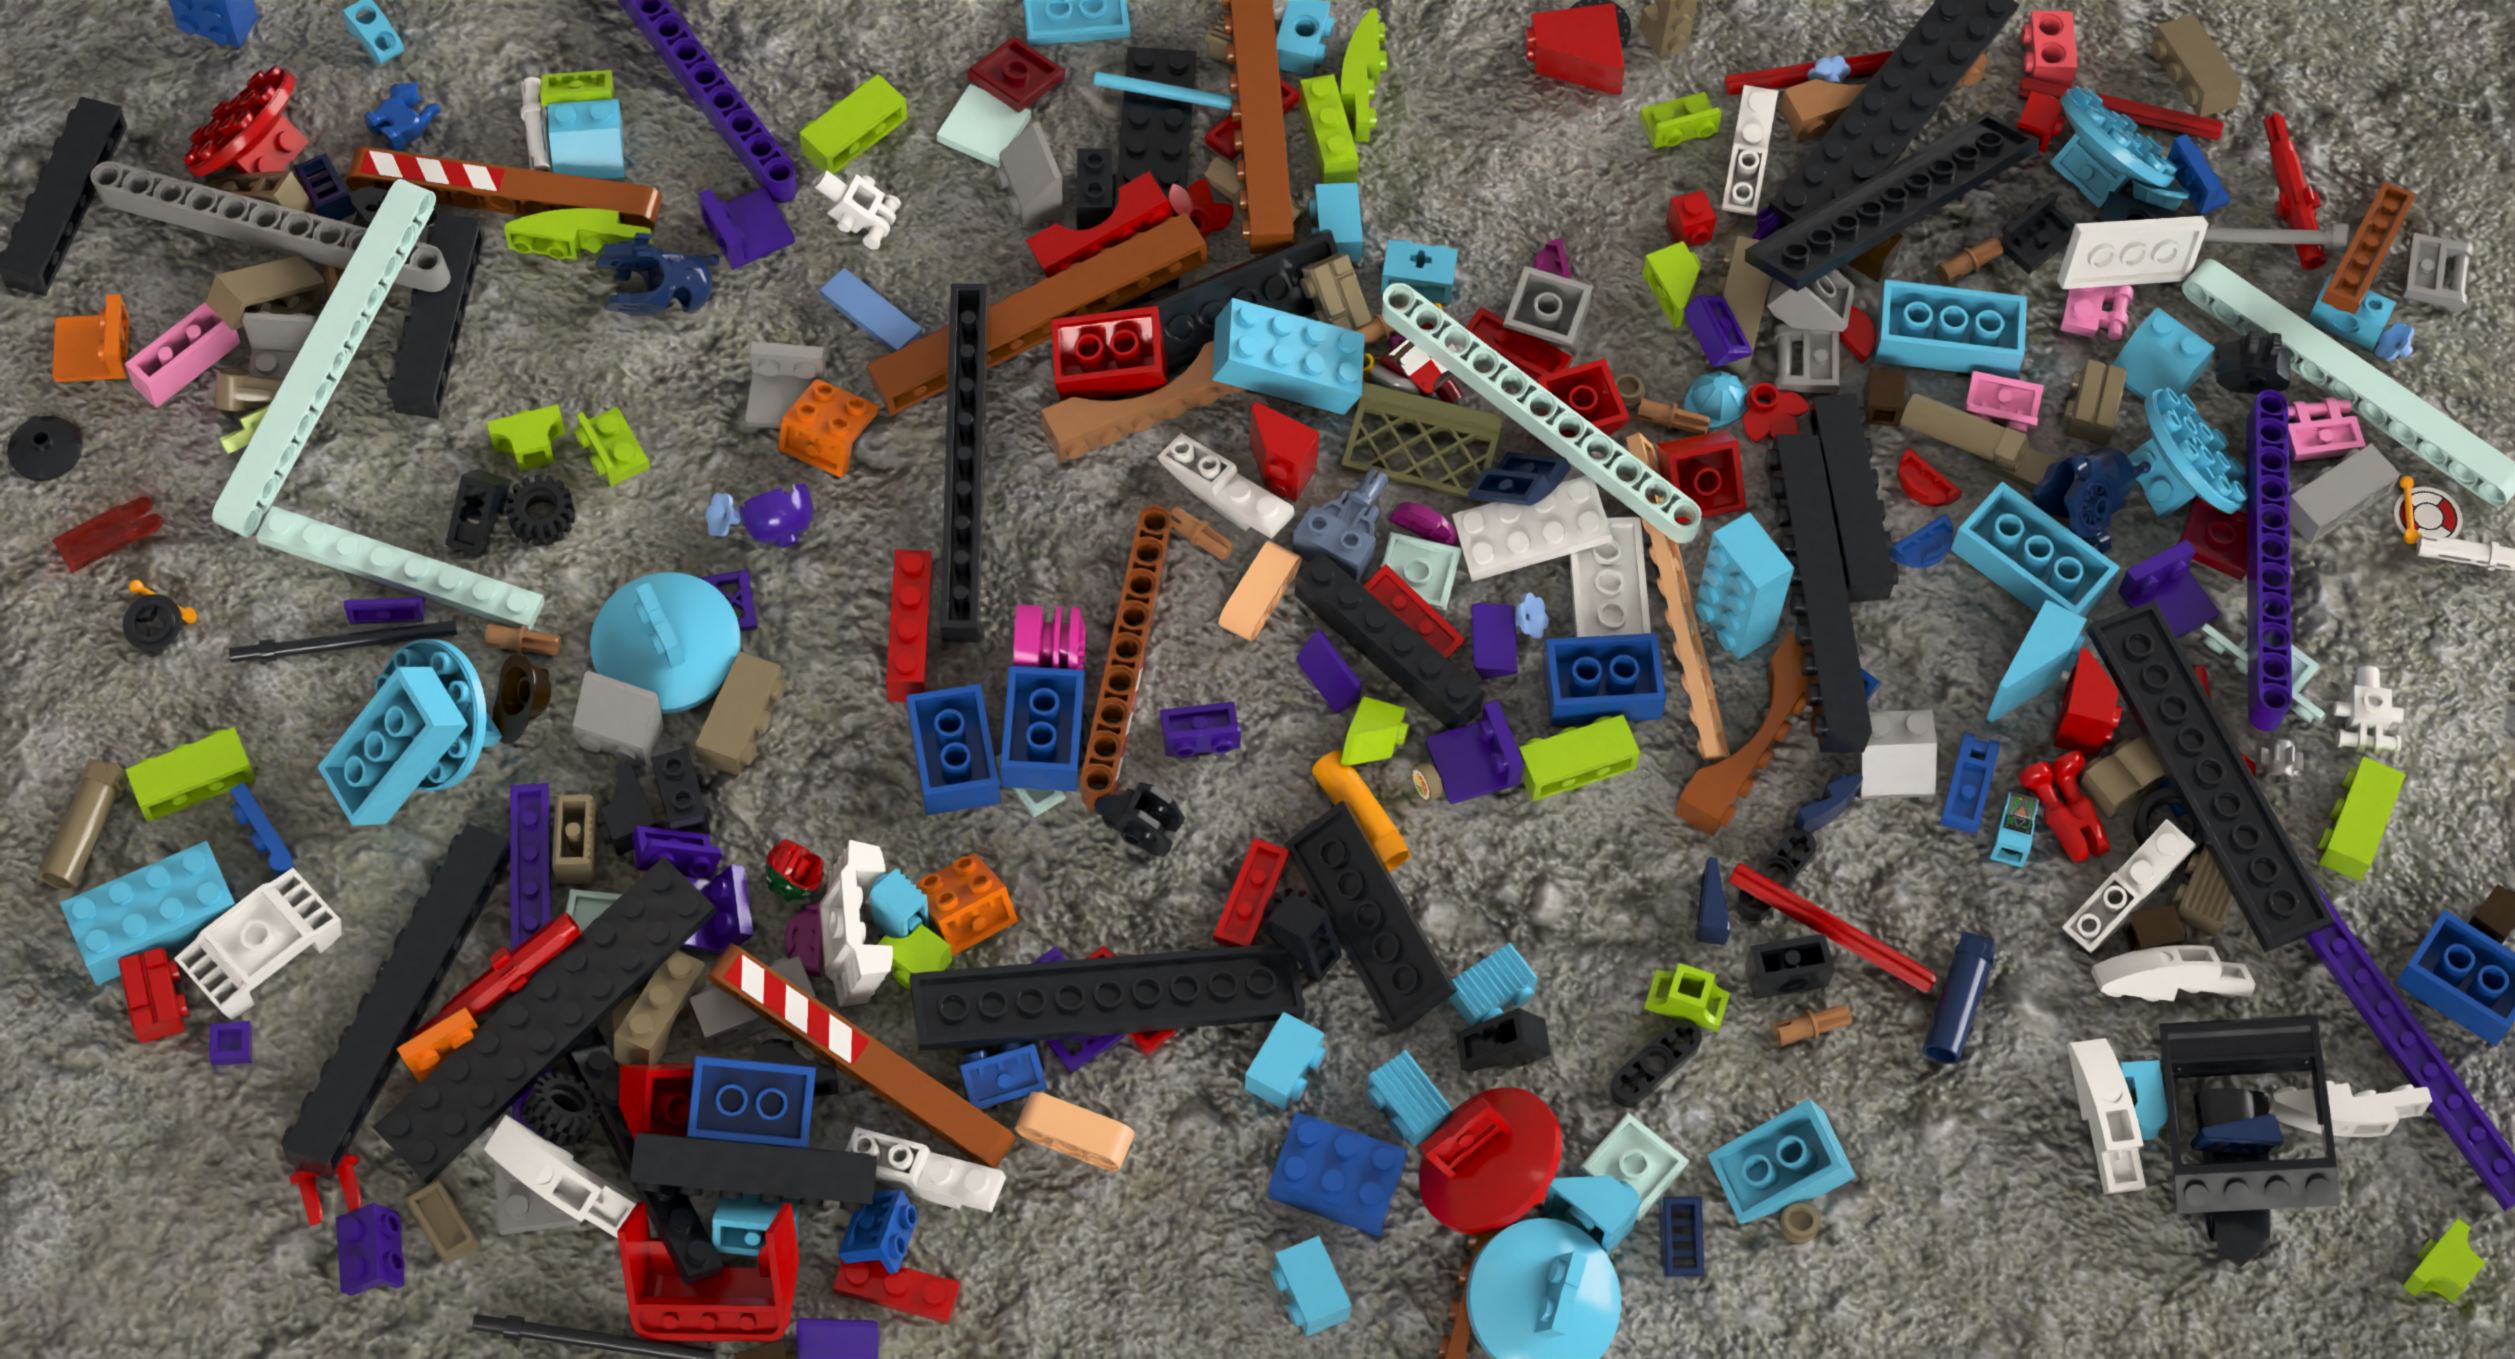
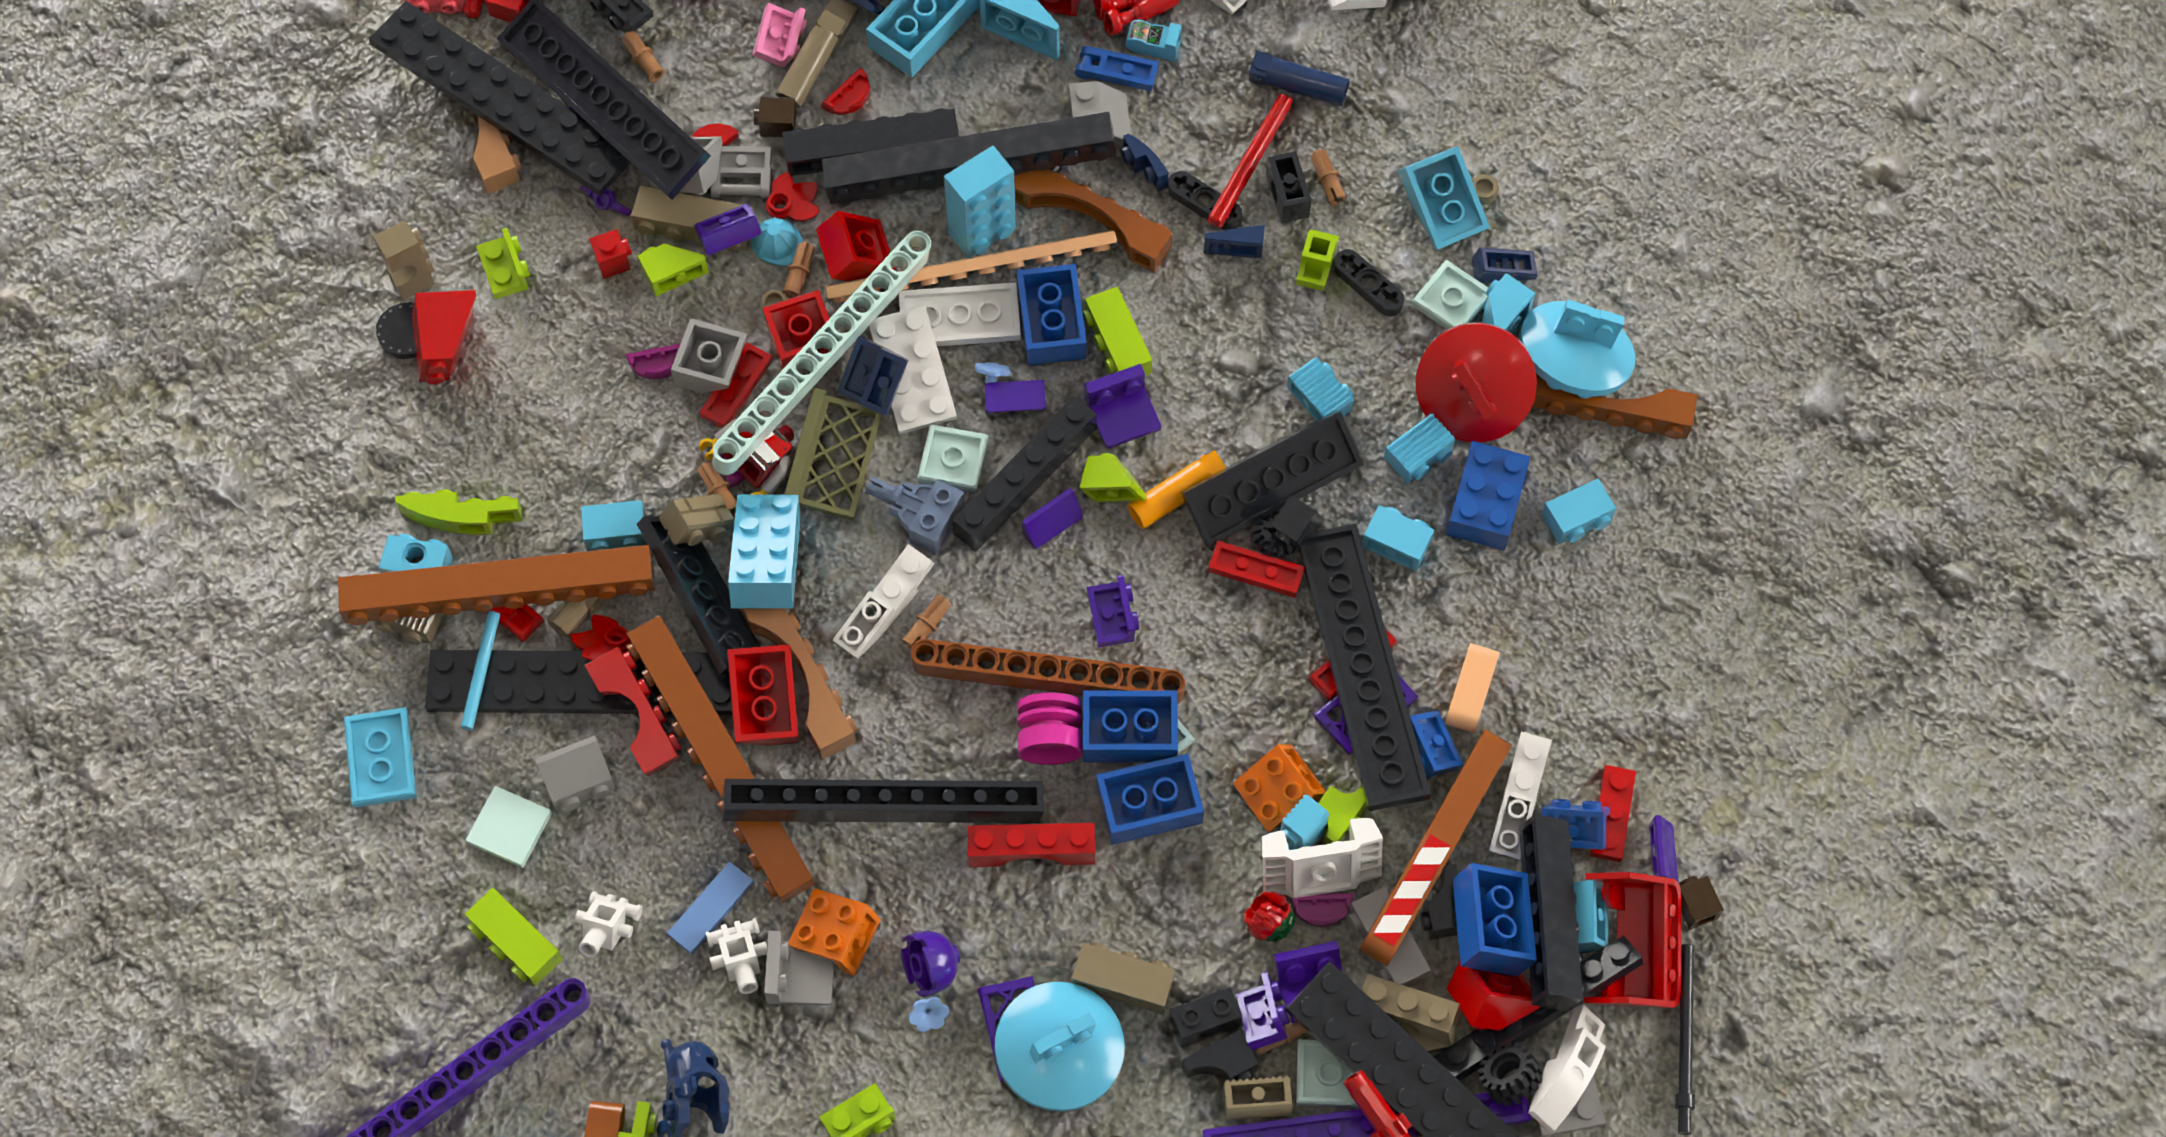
camera: 90 degrees left, 5 degrees up
(617, 718) = (1143, 1075): light grey slope -> none
(745, 226) = (623, 1022): dark purple bracket -> none
(810, 326) = (738, 953): none -> white piece
(1016, 74) = (455, 800): dark red plate -> none
(1093, 187) = (582, 720): black brick -> none
(1142, 817) = (1200, 652): black hinge -> none
(1260, 591) = (980, 573): light nougat beam -> none
(1283, 451) = (855, 556): red slope -> none
(1328, 130) = (521, 535): lime brick -> none
(1414, 611) = (997, 455): red plate -> none
(1422, 267) = (671, 447): medium azure brick -> none
(1424, 523) = (907, 454): magenta tile -> none
(1427, 782) = (1147, 443): dark tan tile -> none
(1504, 1040) = (1367, 384): black arch -> none
(1749, 150) = (542, 214): white slope -> none
(1797, 74) = (453, 162): red axle -> none
(1830, 70) = (462, 149): light blue plant -> none
(1926, 545) = (906, 92): blue tile -> none
(1950, 329) = (716, 66): medium azure brick -> none

